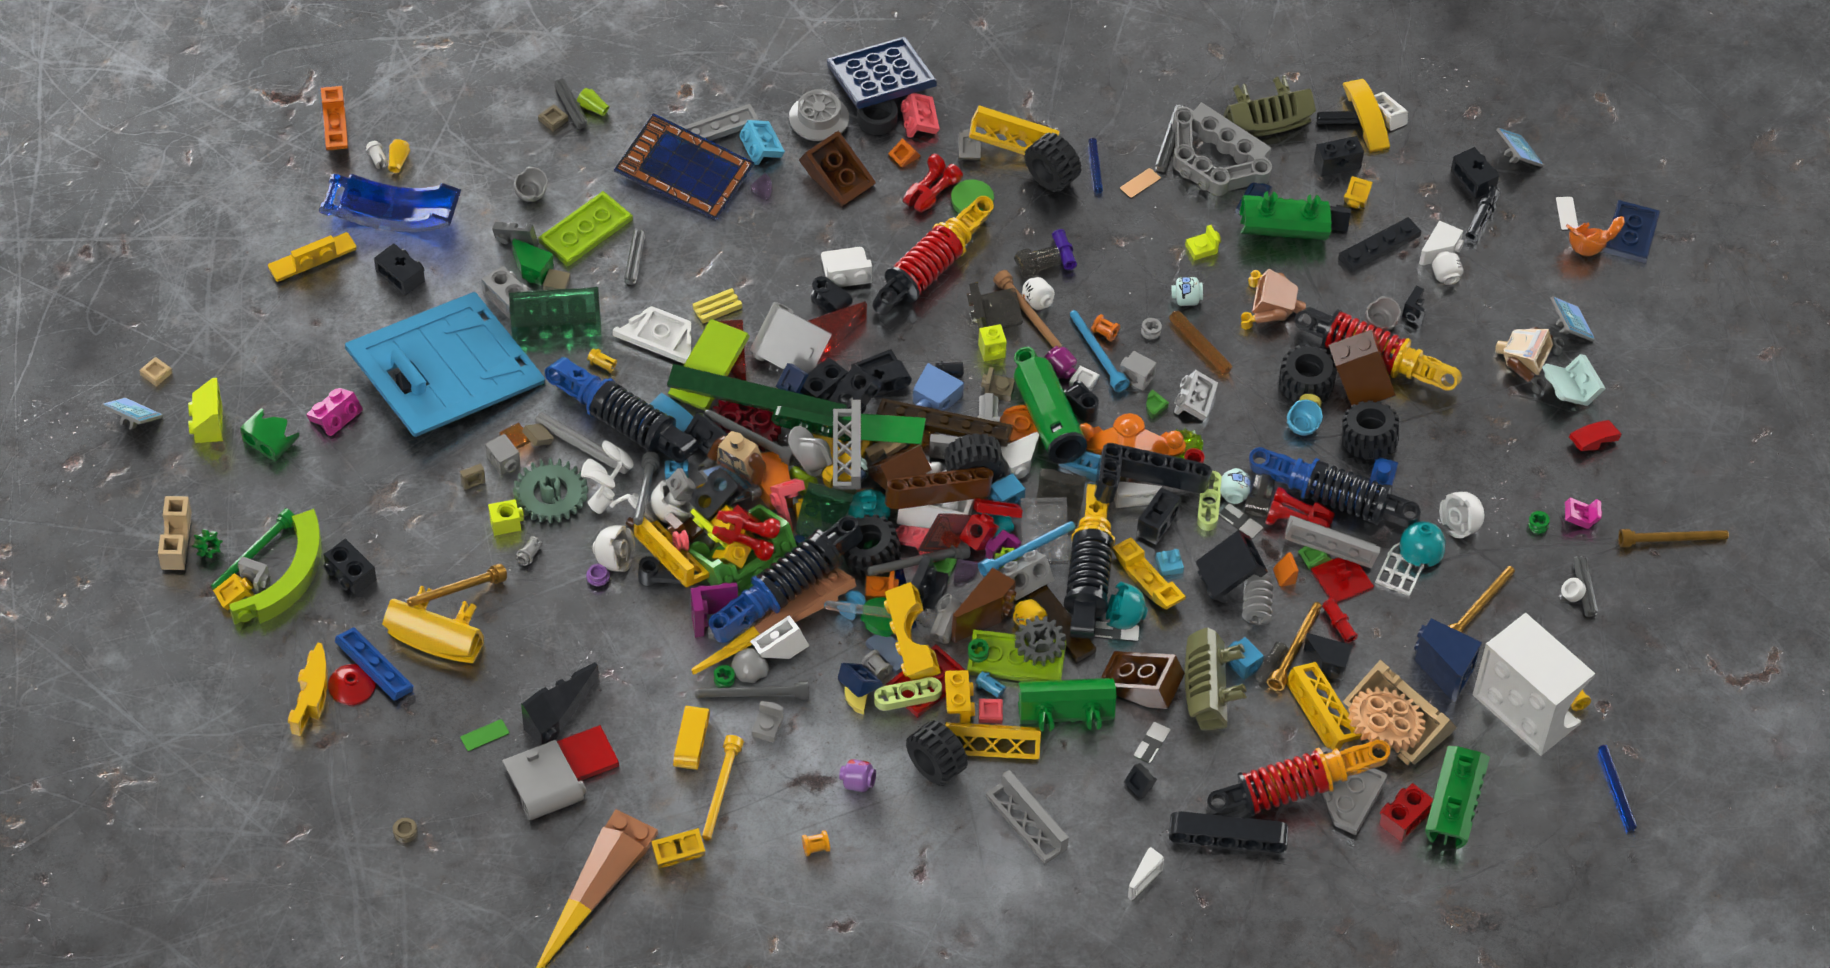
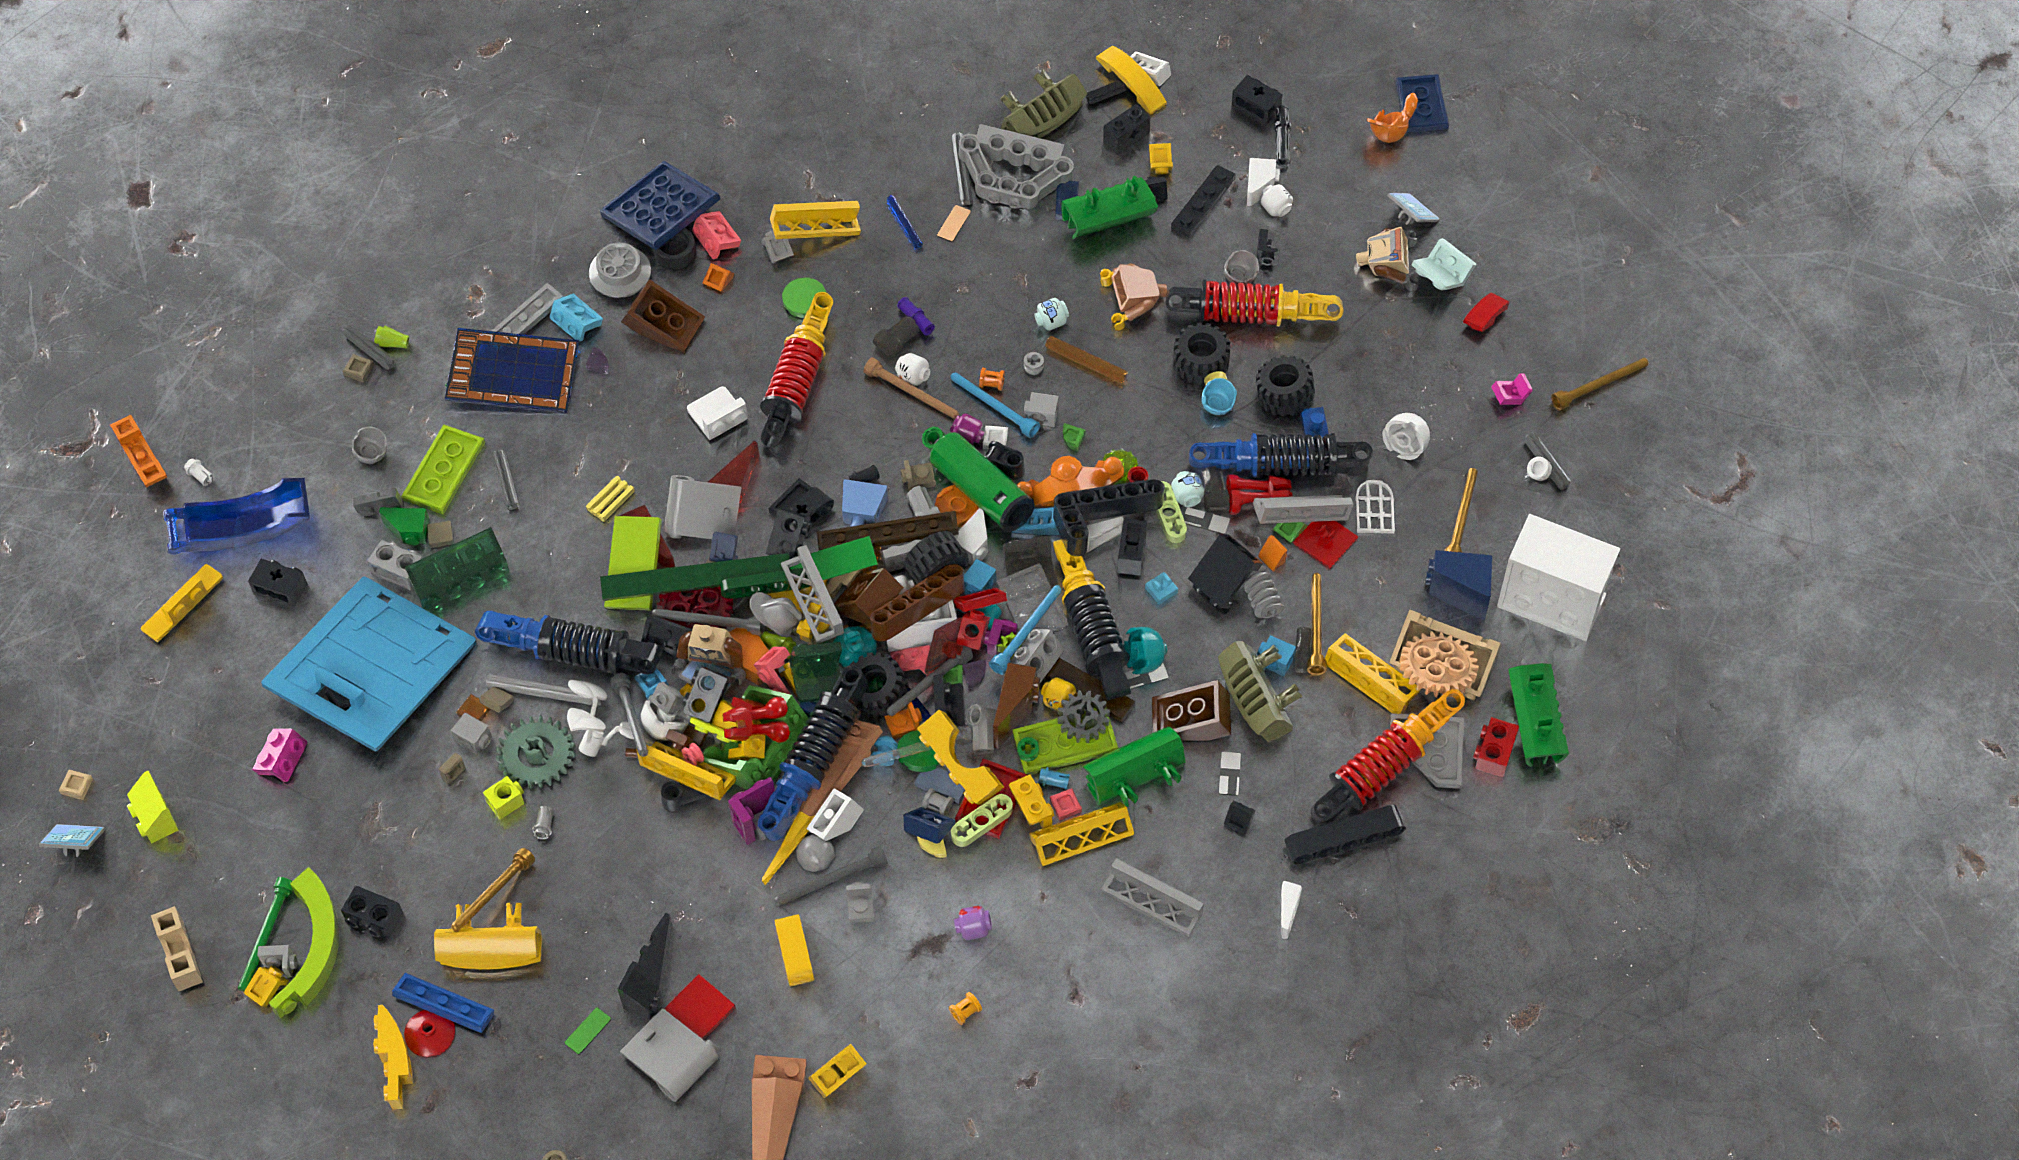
camera: 20 degrees left, 5 degrees up
(204, 549) = (214, 946): green gear -> none
(267, 435) = (223, 807): green piece -> none
(398, 153) = (220, 463): yellow cone -> none
(597, 575) = (623, 820): medium lavender plate -> none
(601, 360) = (523, 598): yellow pin -> none
(614, 548) = (627, 788): white cylinder -> none
(658, 333) = (567, 548): white wing -> none
(673, 409) = (618, 622): dark azure slope -> none
(728, 672) = (795, 867): green bush -> none
(732, 746) = (837, 942): yellow piece -> none
(824, 379) = (753, 539): black brick -> none
(831, 298) = (719, 448): black piece -> none
(921, 194) = (757, 279): red piece -> none
(936, 752) = (1040, 870): black tyre -> none
(992, 342) = (893, 435): neon yellow brick -> none
(995, 307) = (879, 400): clear smoke bracket -> none
(1053, 162) = (867, 234): black tyre -> none
(1146, 576) = (1147, 611): yellow slope -> none
(1196, 395) = (1107, 413): light grey bracket -> none
(1204, 245) = (1043, 261): neon yellow bracket -> none
(1328, 654) = (1354, 621): black slope -> none
(1339, 620) = (1345, 583): red pin -> none
(1362, 368) = (1253, 330): reddish brown slope -> none
(1422, 544) = (1384, 478): teal cylinder -> none
(1519, 148) = (1285, 61): piece -> none
(1537, 527) = (1476, 421): green bush -> none
(1566, 212) = (1355, 107): white sticker -> none
(1617, 787) = (1669, 644): clear blue bar -> none

